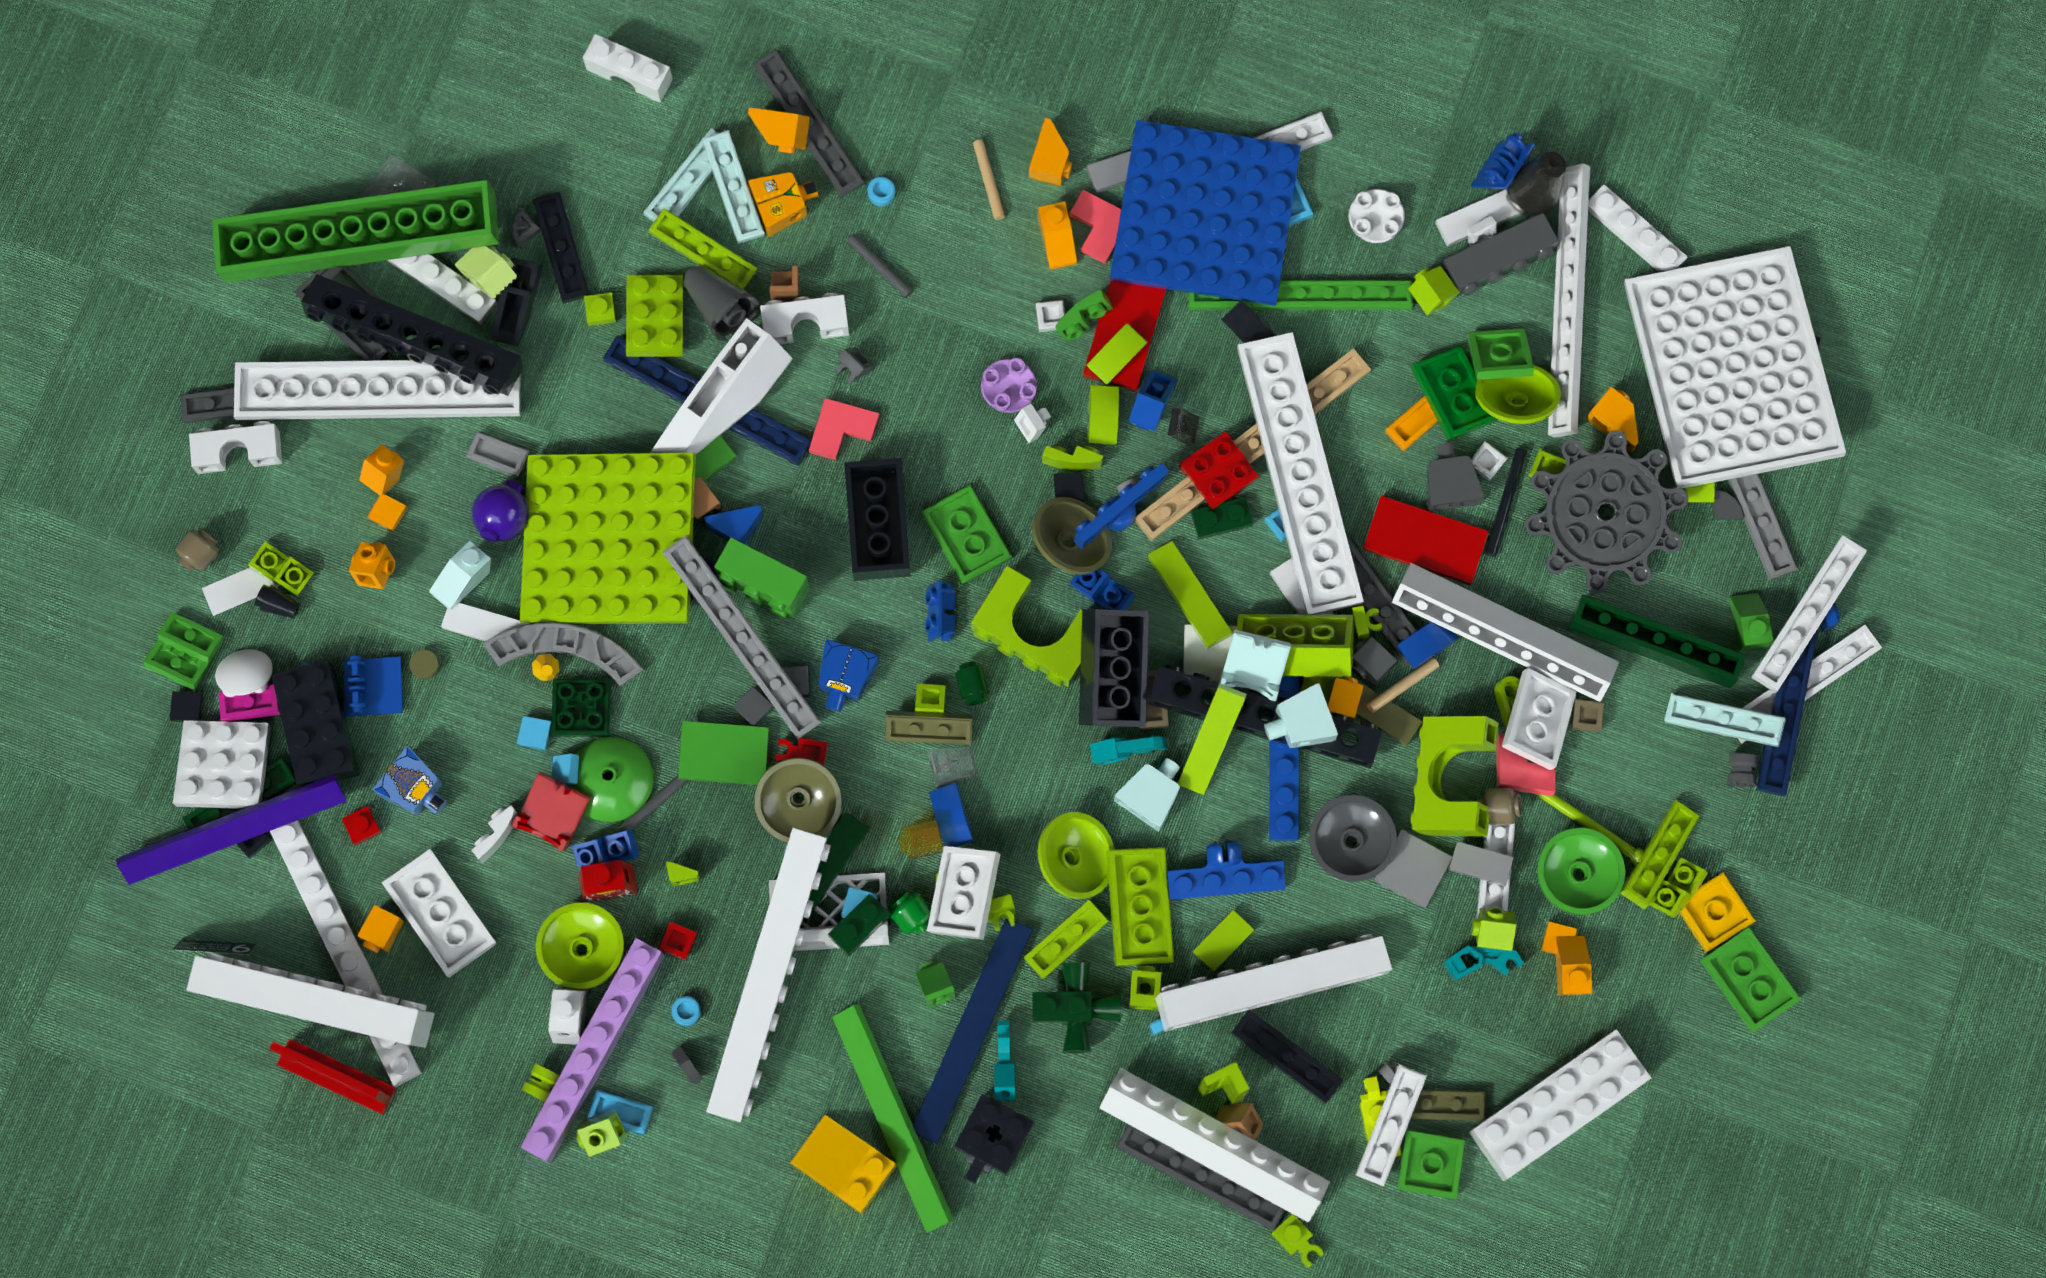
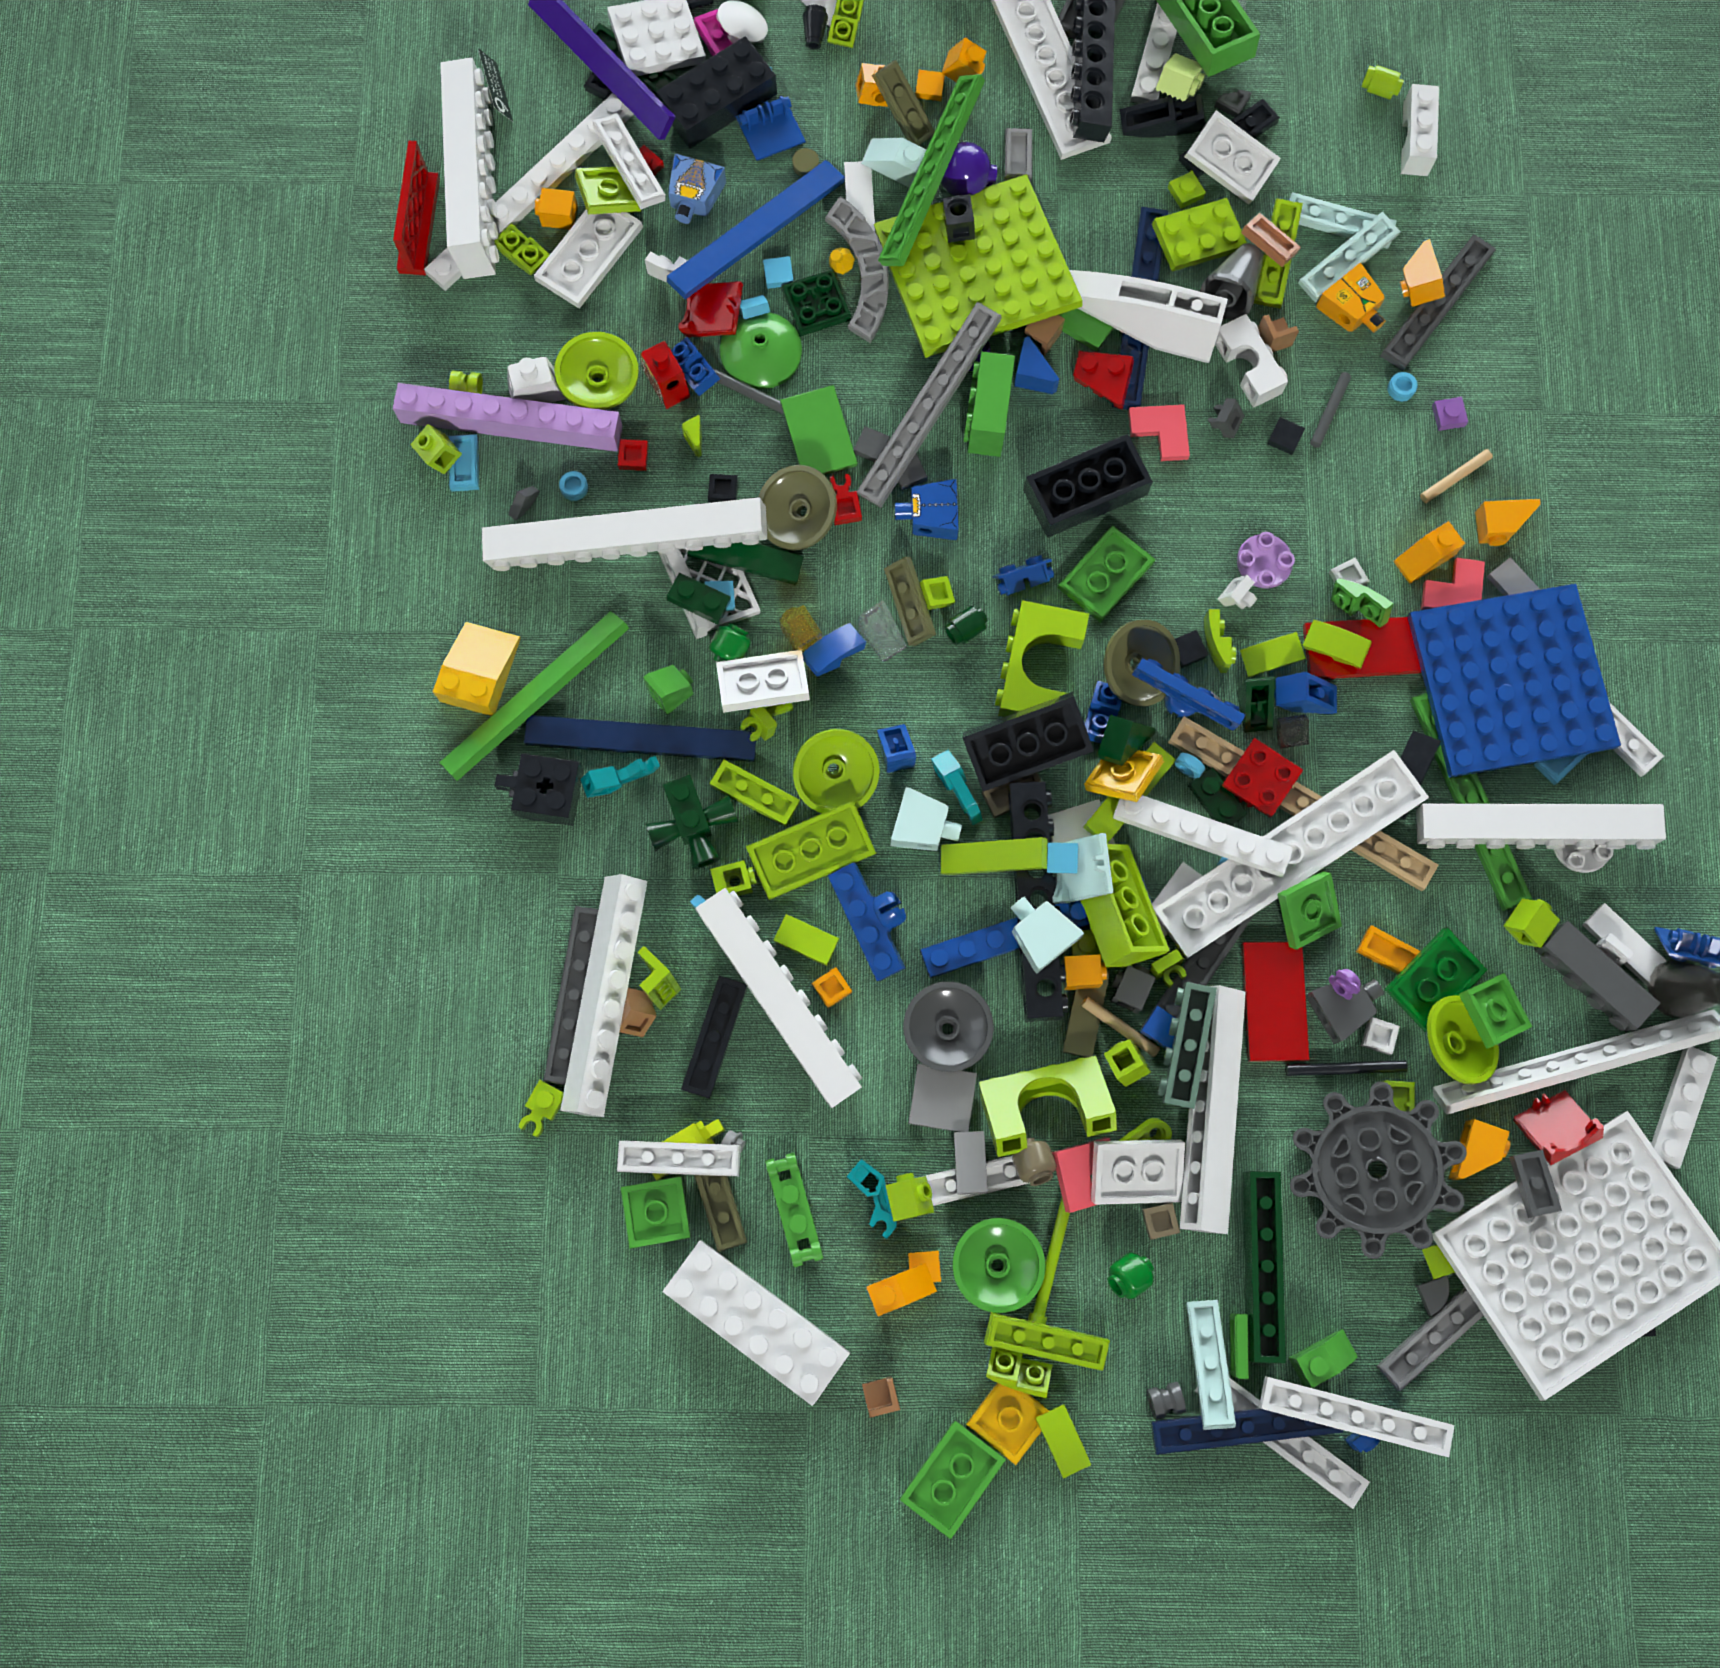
camera: 70 degrees right, 0 degrees up
(360, 838) = (629, 161): none -> white tile
(382, 870) = (604, 191): none -> lime tile
(407, 545) = (903, 103): none -> olive tile
(412, 979) = (521, 250): none -> lime slope
(485, 738) = (755, 229): none -> blue tile
(496, 544) = (931, 170): none -> bright green tile
(561, 81) = (1382, 82): none -> lime brick
(566, 545) = (959, 218): none -> black brick
(588, 253) = (1232, 157): none -> white plate
(692, 252) = (1270, 239): none -> nougat tile
(745, 866) = (722, 487): none -> black tile
(767, 460) = (1105, 374): none -> red wing
(891, 317) = (1286, 436): none -> black tile
(925, 159) = (1450, 413): none -> medium lavender plate
(1068, 791) = (896, 748): none -> blue slope
(1139, 580) = (1123, 739): none -> dark green slope
(1146, 447) = (1257, 703): none -> dark green slope
(1171, 592) = (1125, 781): none -> yellow tile
(1182, 531) = (1189, 765): none -> medium azure tile
(1241, 676) = (1062, 858): none -> medium azure tile
(1254, 544) = (1205, 834): none -> white plate
(1276, 933) = (831, 987): none -> light orange tile
(1349, 247) = (1541, 824): none -> white brick
(1356, 477) = (1309, 910): none -> bright green plate
(1436, 473) = (1345, 983): none -> medium lavender plate
(1438, 691) = (1127, 1062): none -> lime brick
(1445, 631) = (1189, 1044): none -> sand green brick
(1469, 1038) = (794, 1209): none -> bright green plate
(1619, 343) = (1558, 1126): none -> piece
(1626, 760) = (1131, 1276): none -> green head
(1660, 1017) = (880, 1396): none -> medium nougat panel
(1663, 384) = (1535, 1183): none -> dark grey plate
(1716, 690) = (1239, 1346): none -> bright green tile
(1749, 871) = (1063, 1441): none -> lime slope

